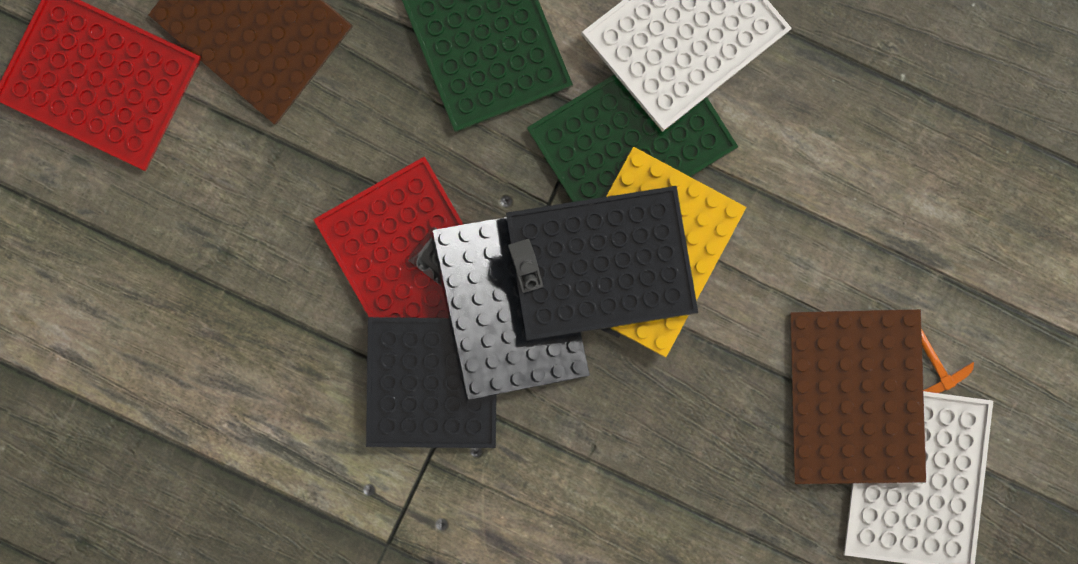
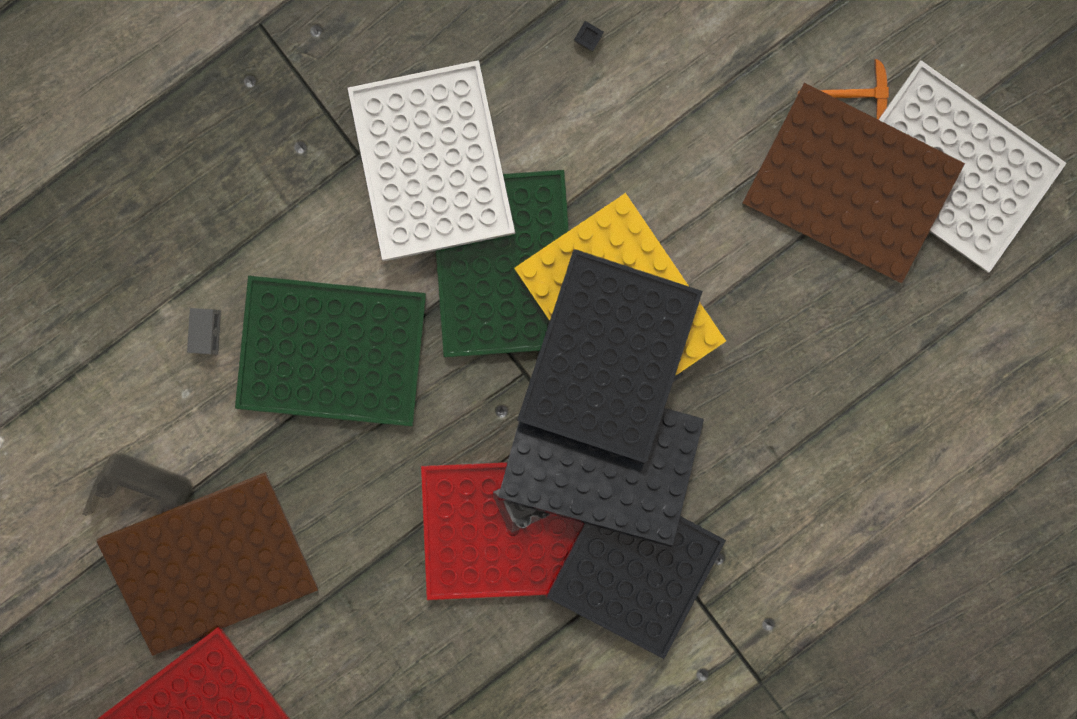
camera: 65 degrees left, 5 degrees up
(525, 265) = (577, 429): dark grey slope -> none
(861, 109) = (588, 36): none -> black plate

